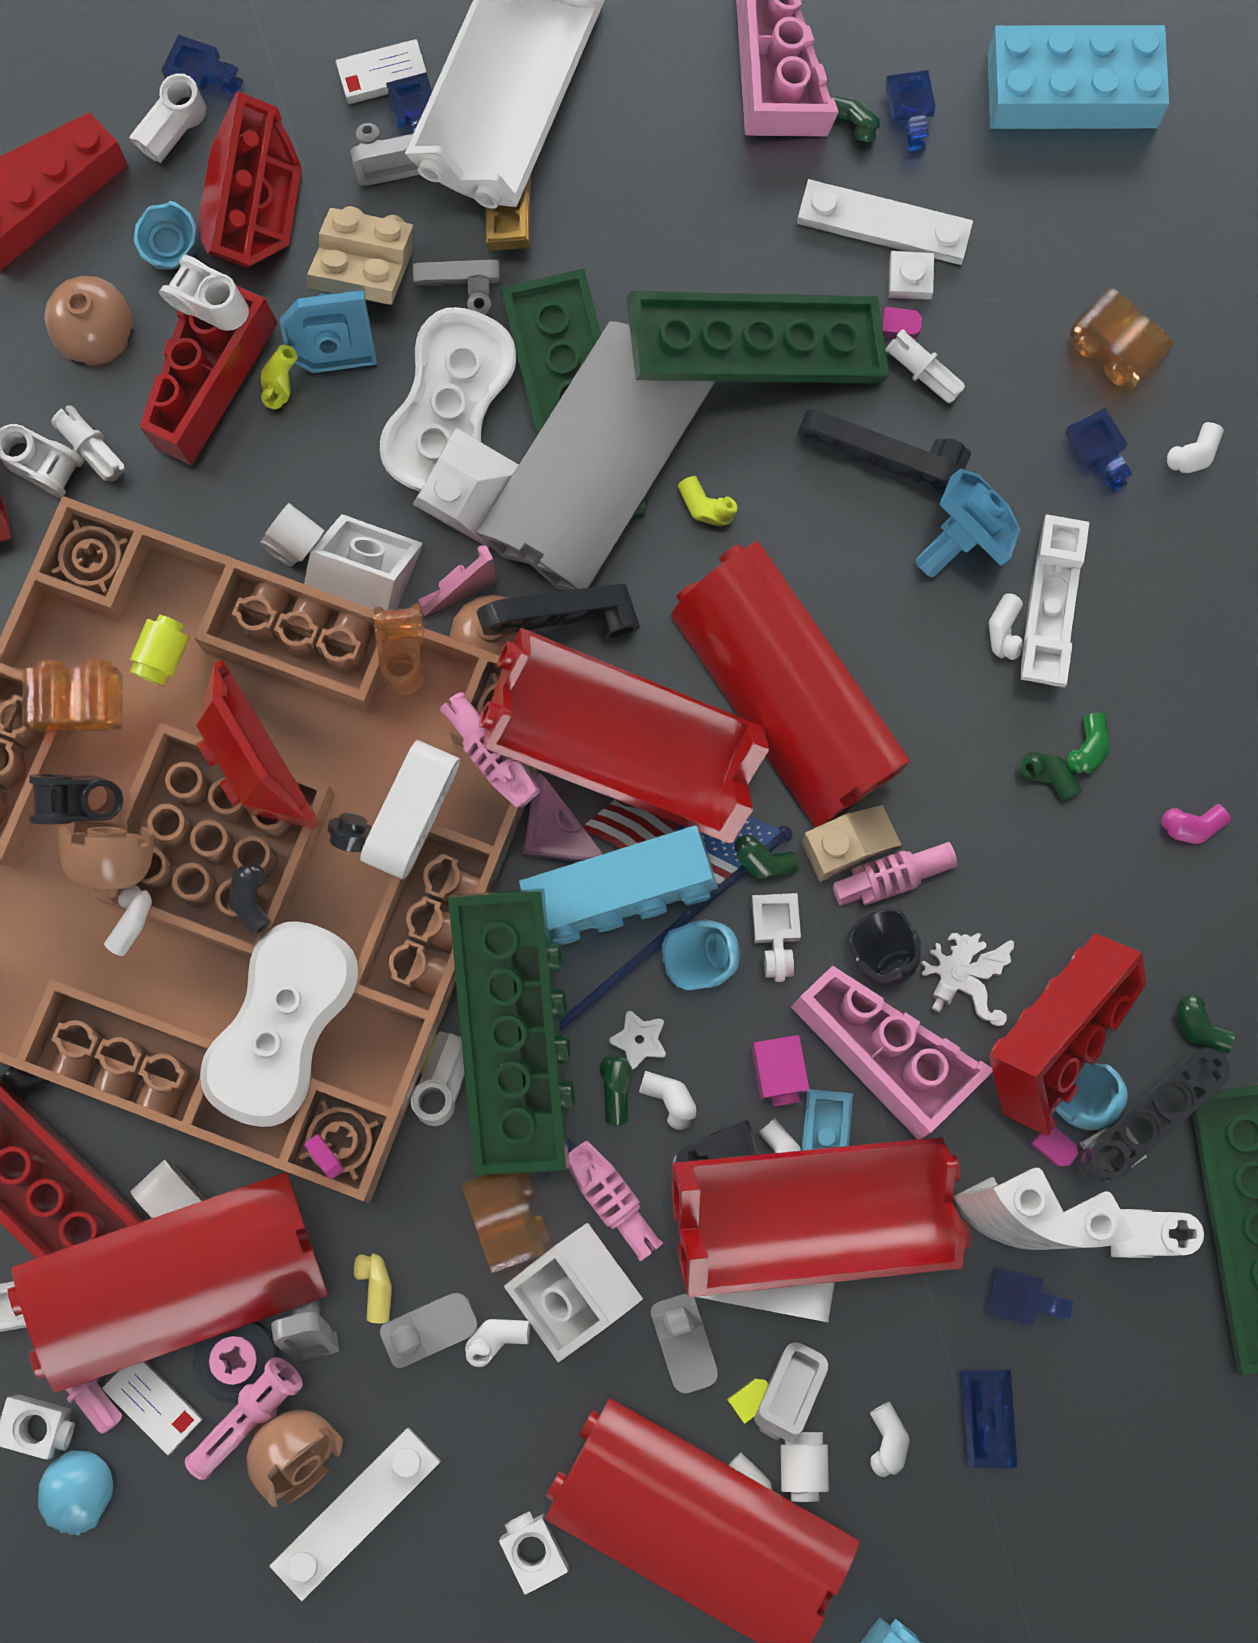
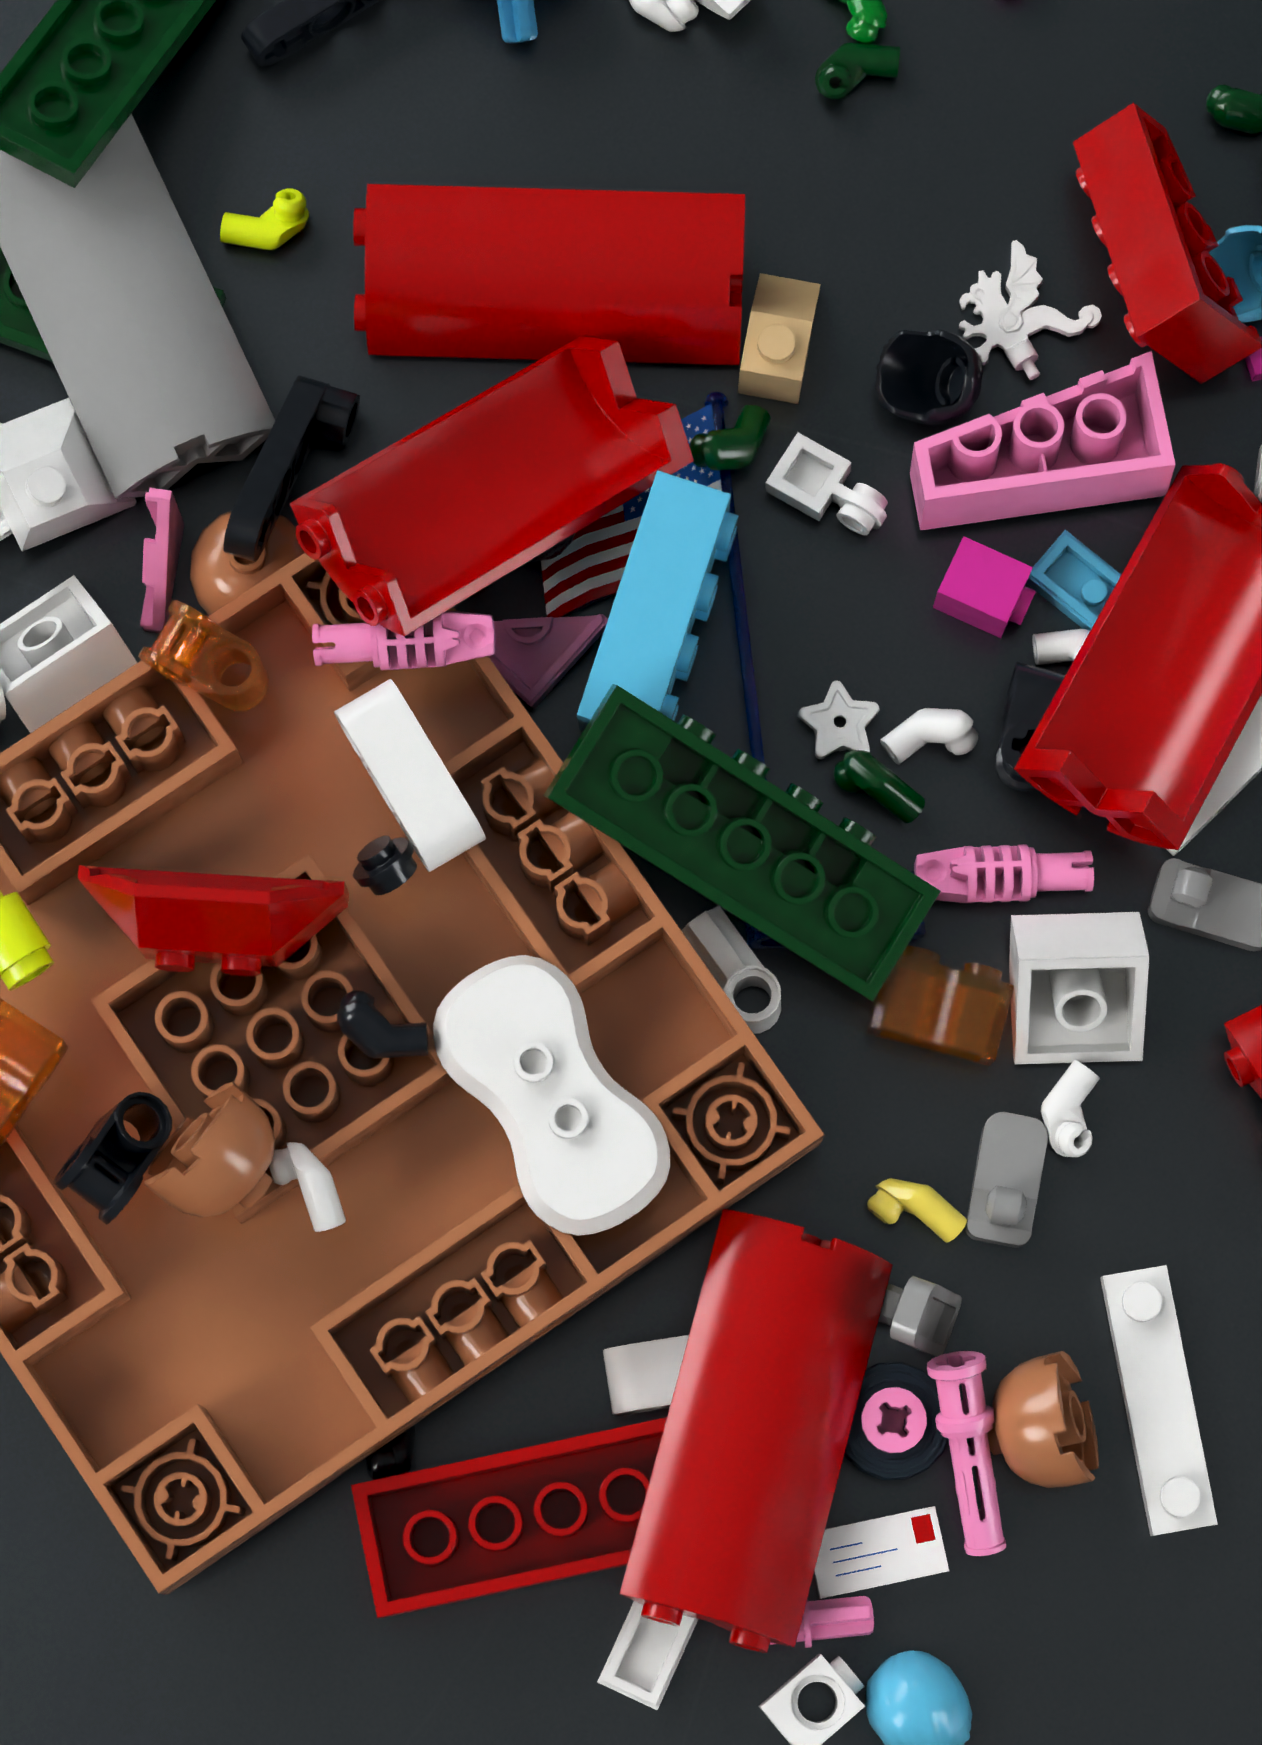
camera: 55 degrees left, 0 degrees up
(324, 1156) = (745, 1141): dark pink piece -> none
(701, 954) = (794, 584): medium azure hair -> none
(893, 874) = (850, 313): bright pink hinge -> none

